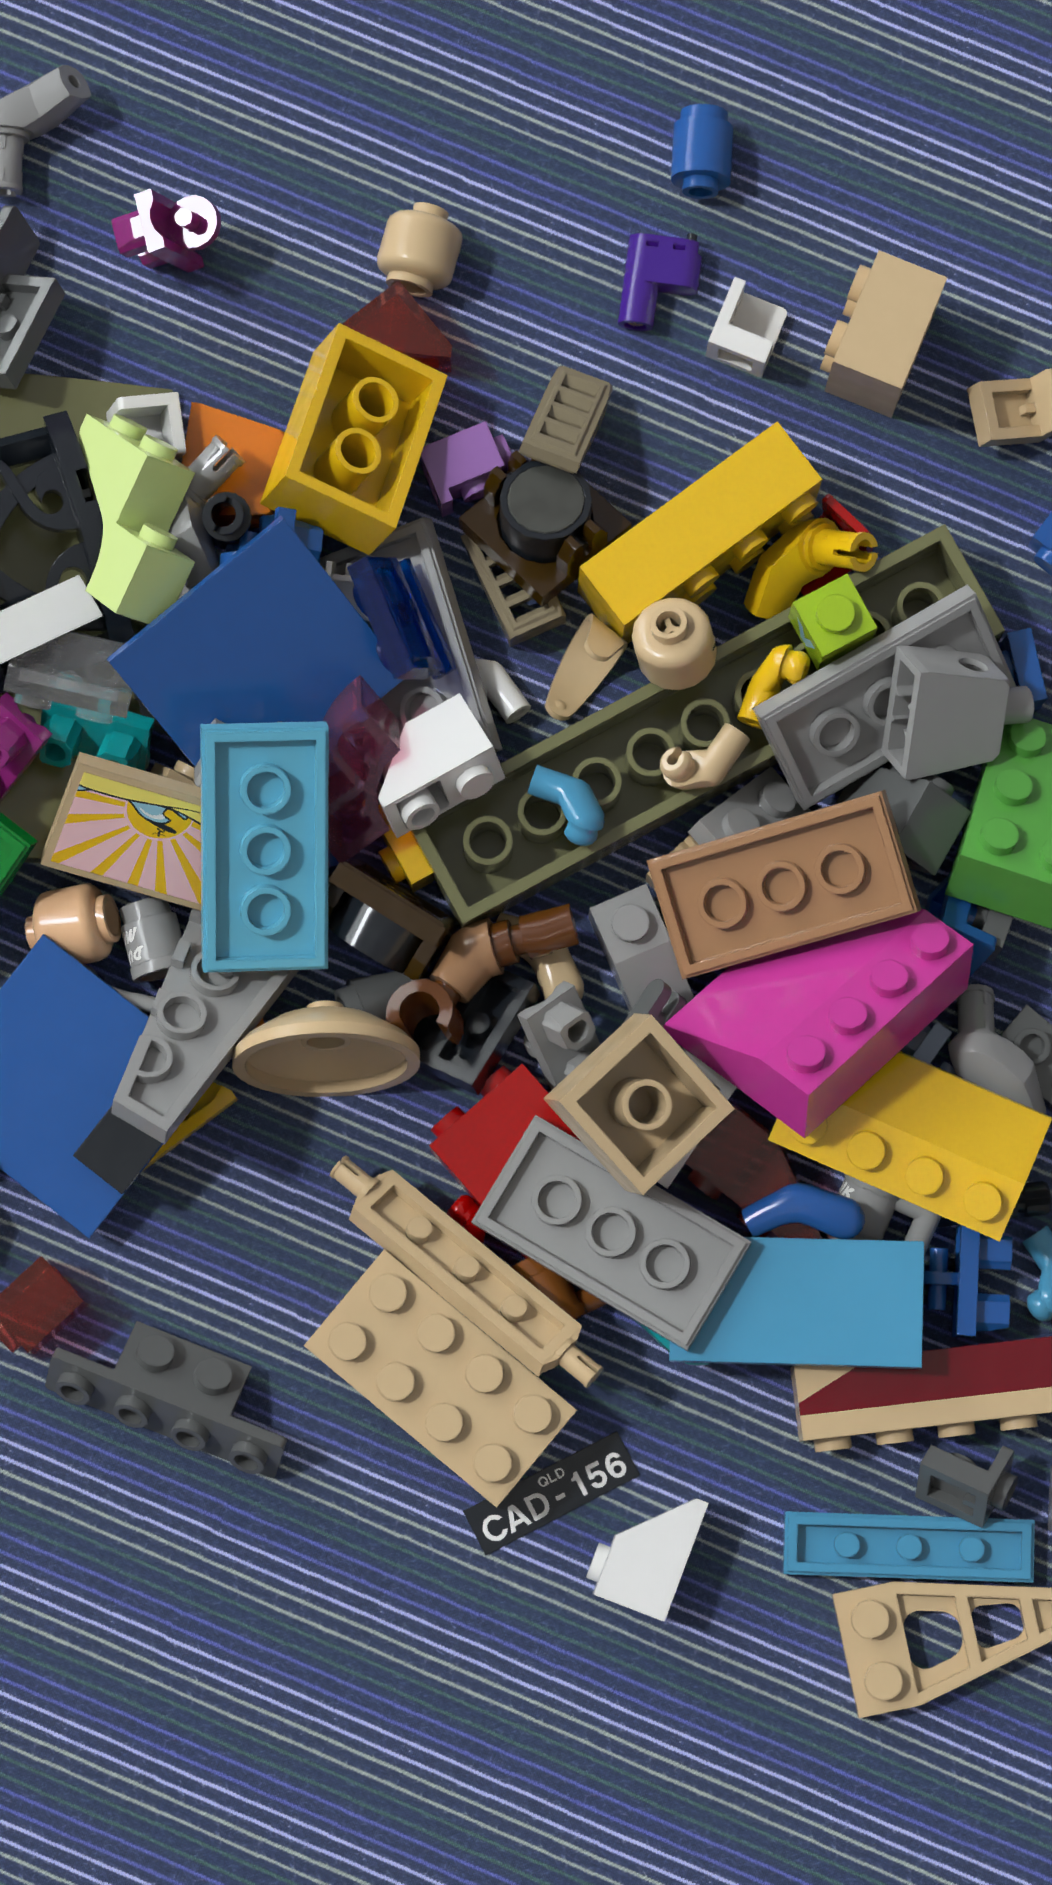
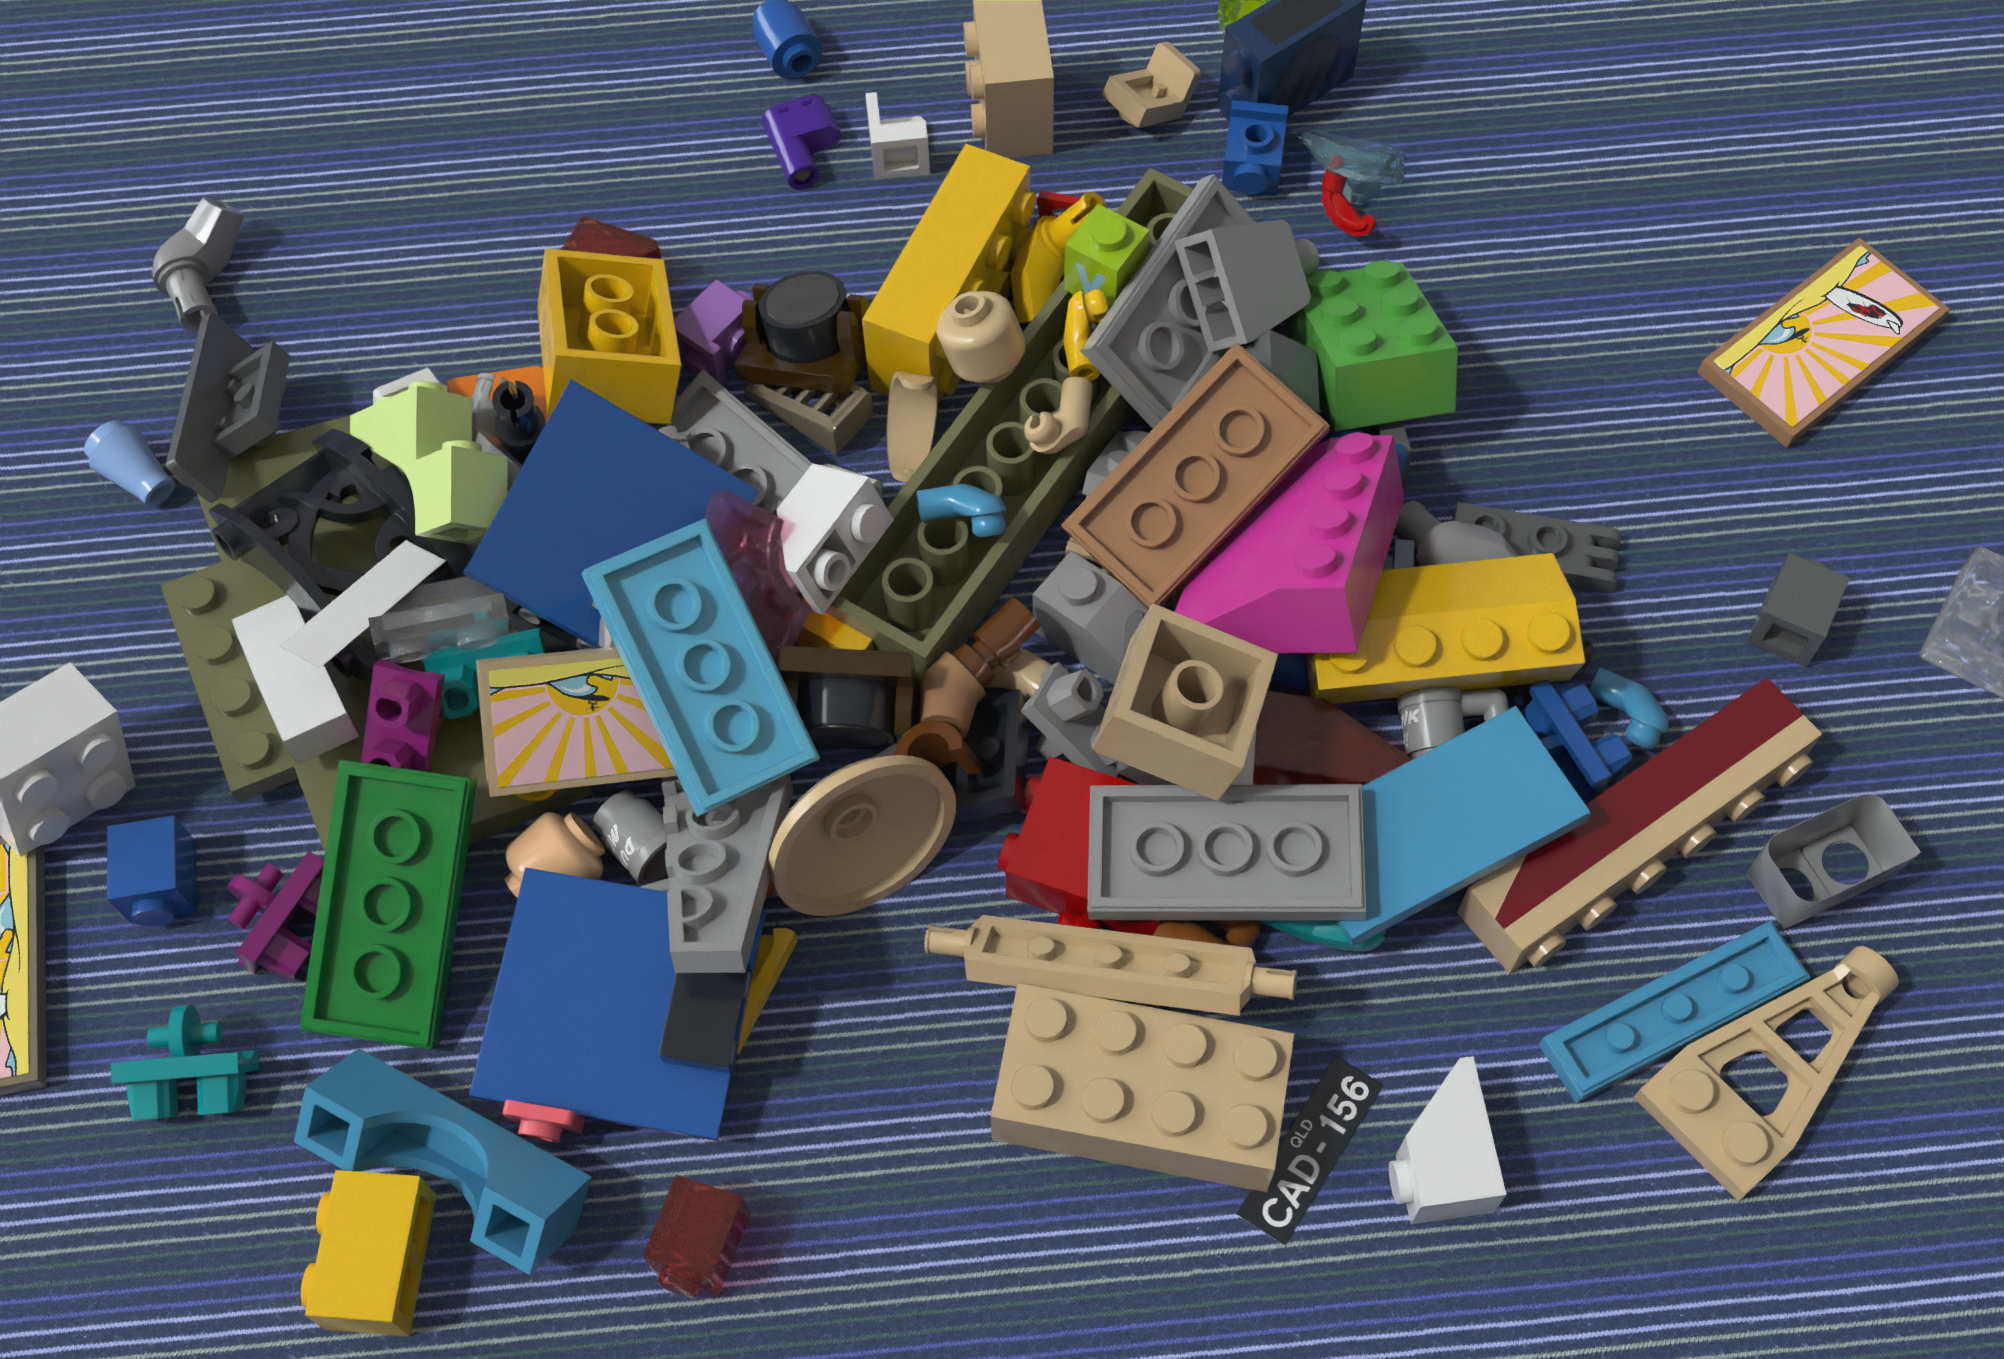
camera: 25 degrees left, 20 degrees down
(167, 230) = (357, 274): magenta hips -> none
(174, 1392) = (883, 1251): dark grey bracket -> none
(401, 618) = (738, 451): clear blue plate -> none
(420, 249) = (589, 189): tan head -> none
(567, 419) = (785, 248): dark tan slope -> none
(806, 1205) = (1390, 735): blue arm -> none
(962, 1487) = (1690, 918): dark grey bracket -> none

